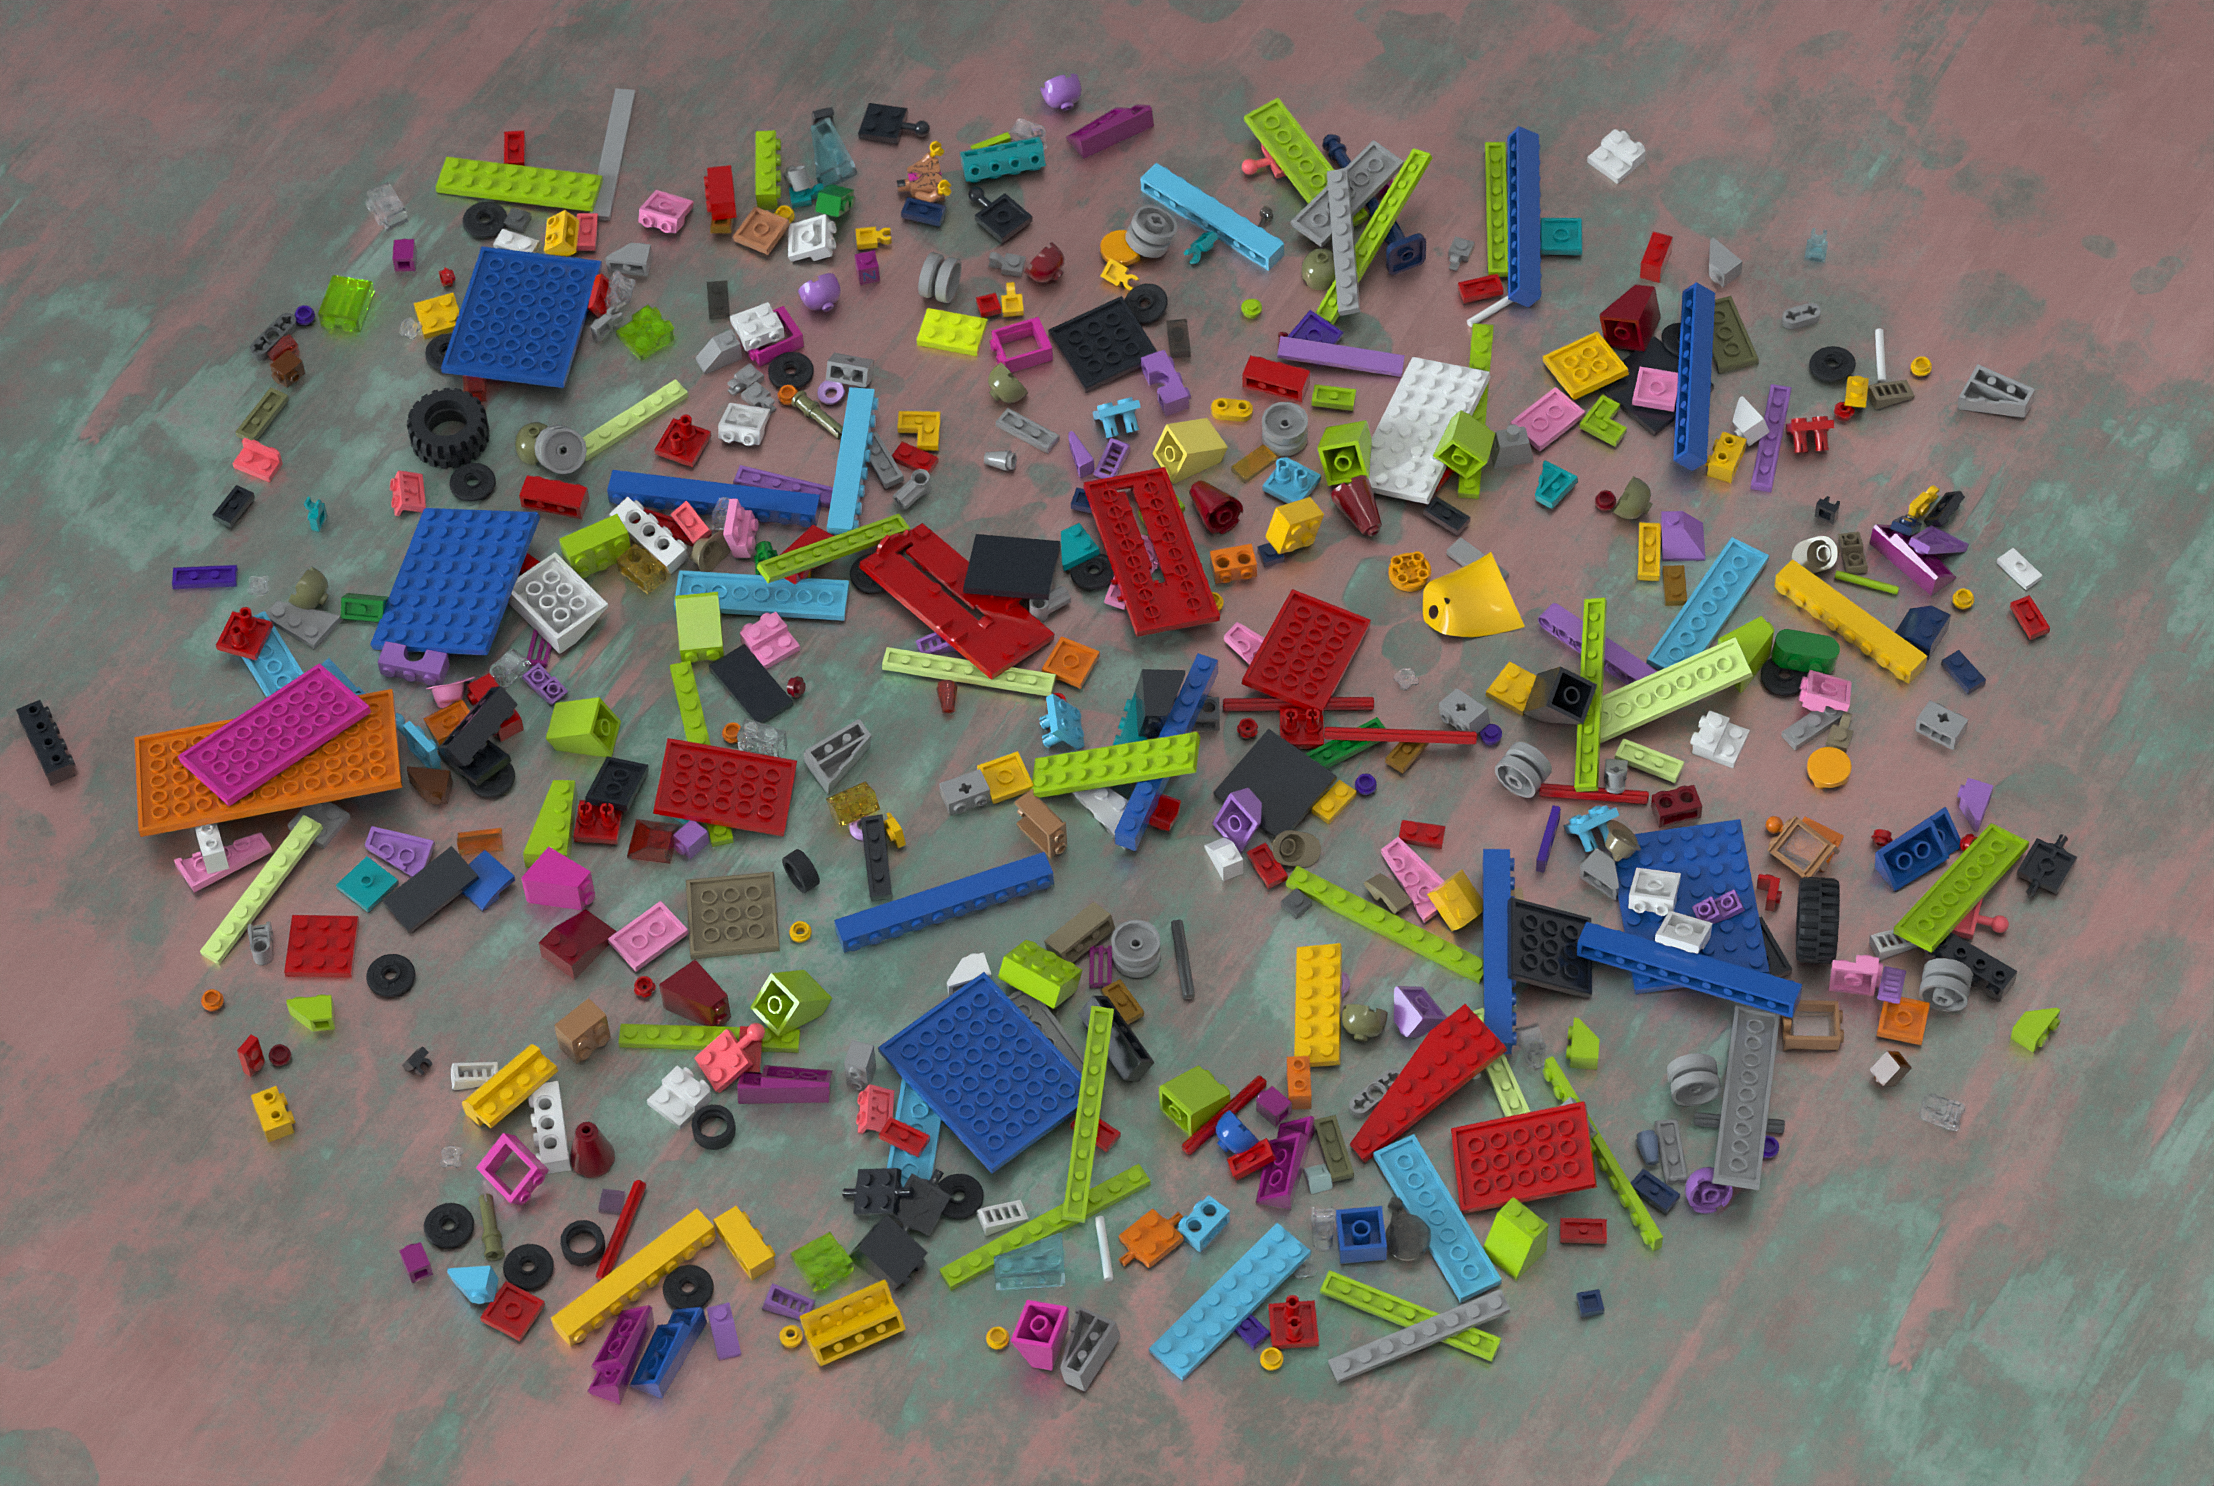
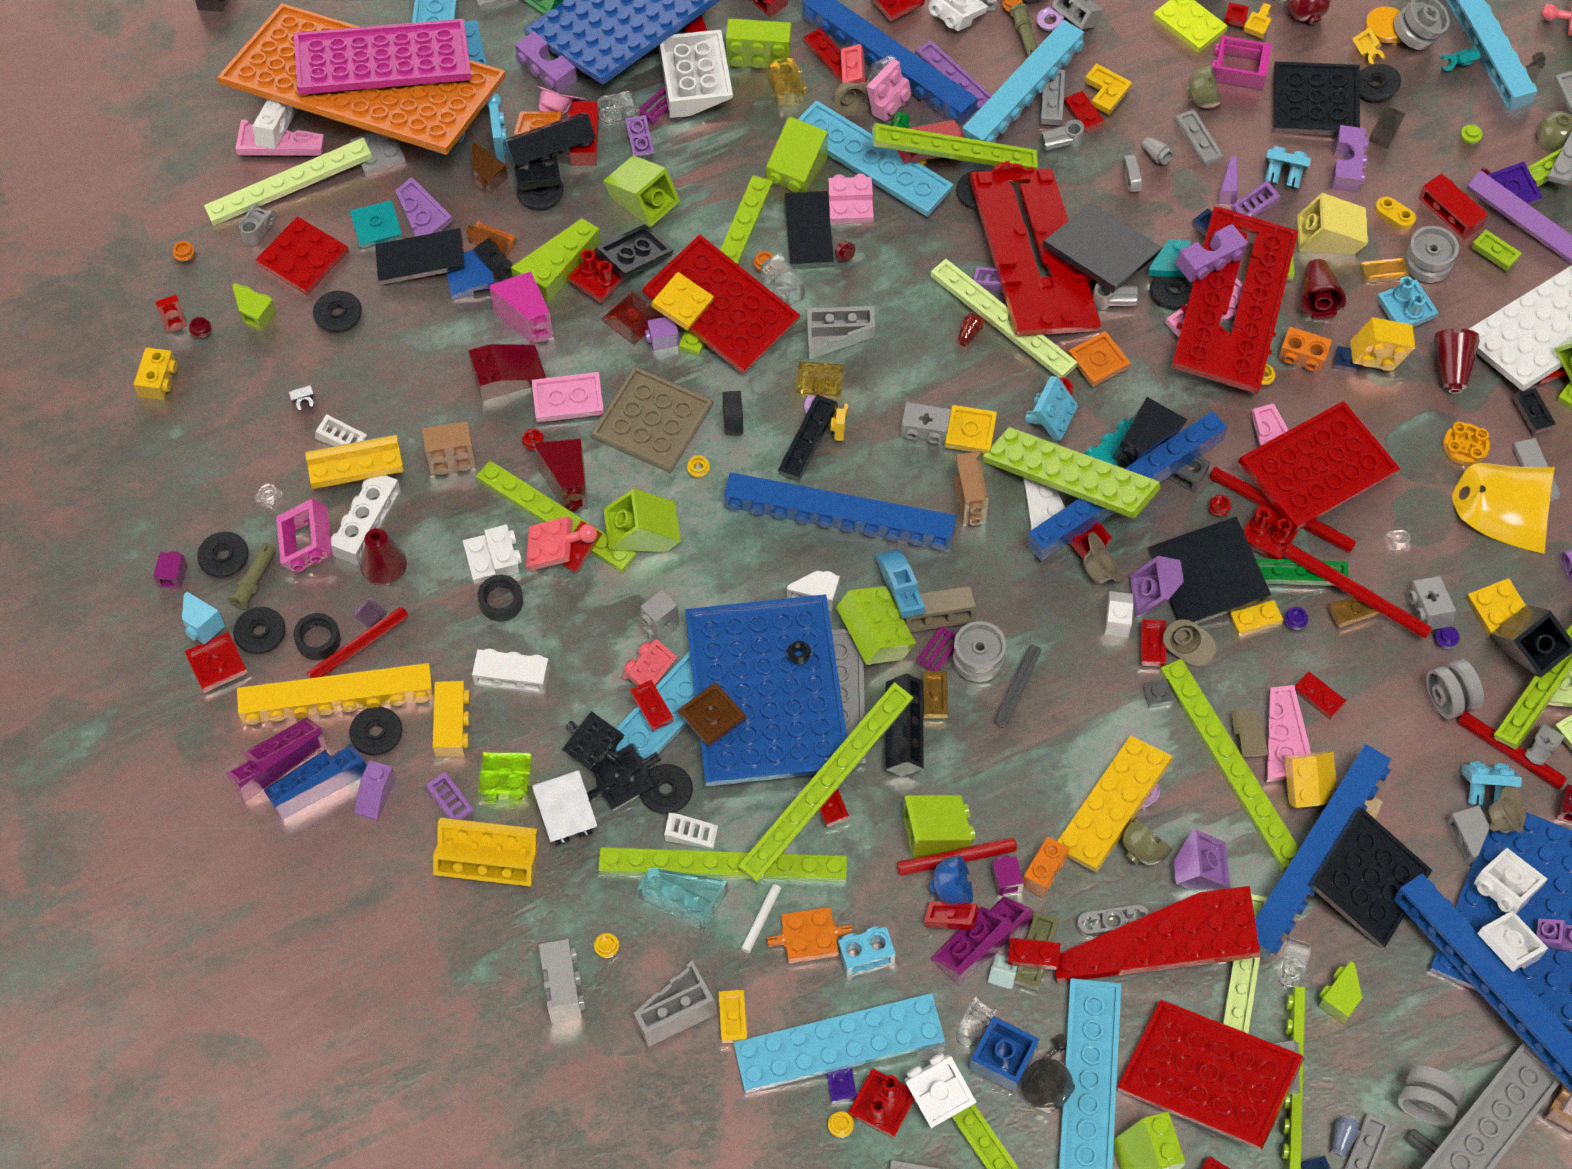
camera: 30 degrees right, 5 degrees up
(496, 853) = (494, 259): none -> black plate
(671, 557) = (820, 85): white brick -> none
(695, 801) = (682, 301): none -> yellow plate
(766, 1178) = (511, 671): none -> white brick
(785, 1085) = (587, 596): magenta slope -> none
(791, 1342) = (428, 836): yellow plate -> none
(961, 1114) = (712, 714): none -> reddish brown plate
(983, 1383) = (561, 981): none -> light grey wedge
(993, 491) = (1132, 173): none -> light grey beam
(993, 1023) = (799, 646): none -> black plate
(1037, 927) = (901, 582): none -> dark azure slope
(1041, 1333) = (638, 968): dark pink slope -> none
(1104, 537) = (1198, 263): none -> medium lavender arch
(1134, 1330) = (732, 1016): none -> yellow plate
(1183, 827) = (1099, 563): none -> dark tan piece
(1330, 1286) = (939, 1089): none -> white plate
(1334, 1150) = (1034, 953): none -> red plate
(1345, 452) = (1474, 303): lime slope -> none
(1548, 839) = (1438, 769): dark purple tile -> none

